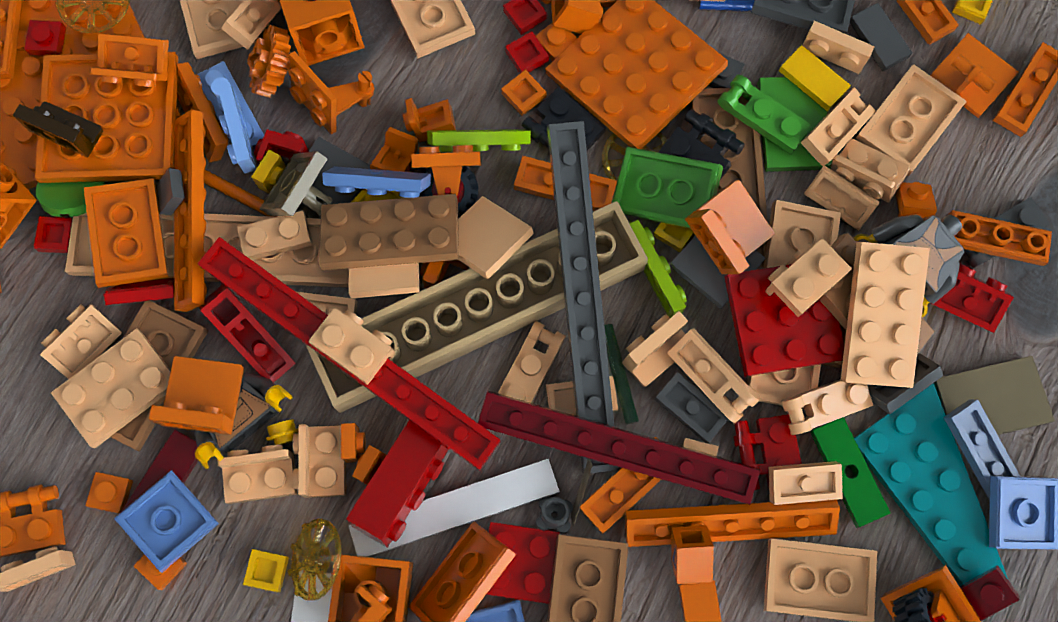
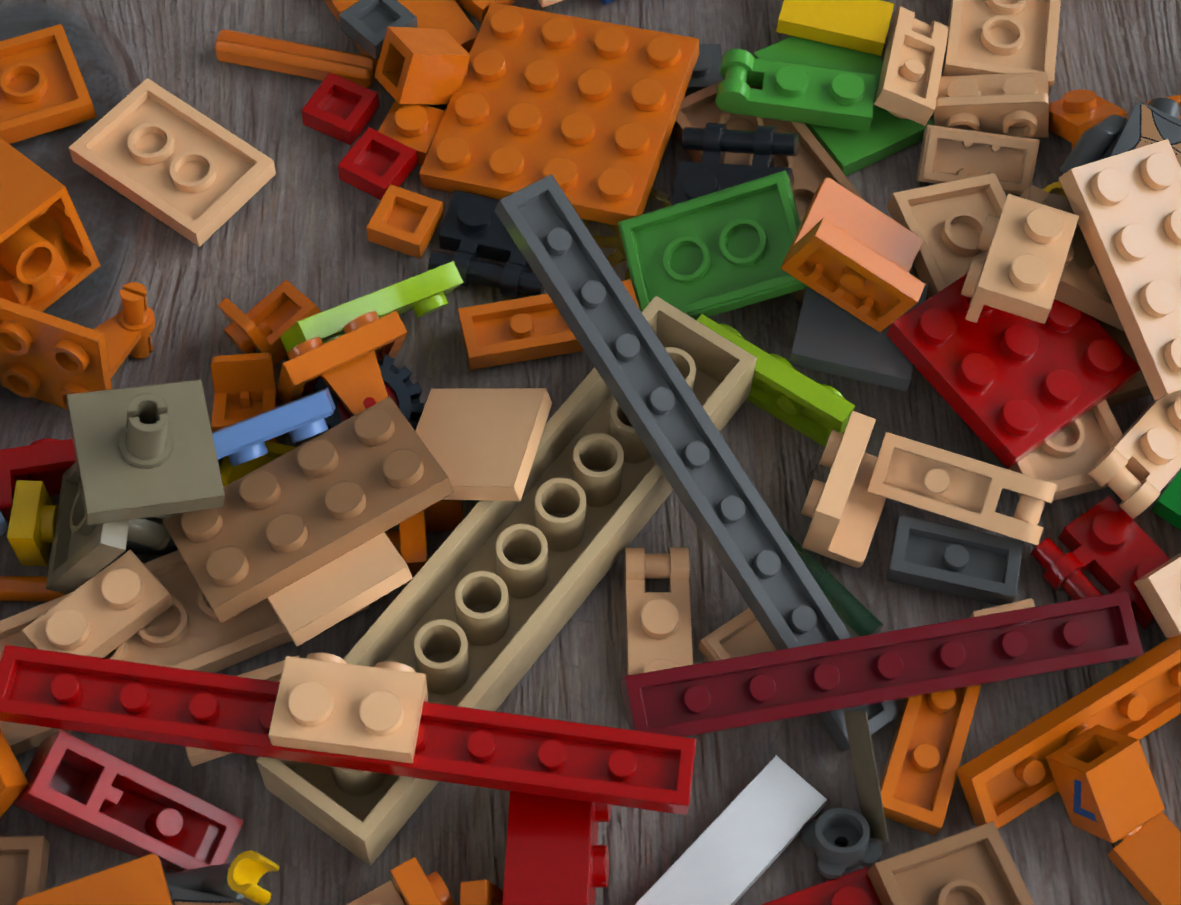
camera: 30 degrees left, 15 degrees down
(322, 171) = (144, 451): none -> dark tan tile
(674, 236) = (768, 320): yellow plate -> none

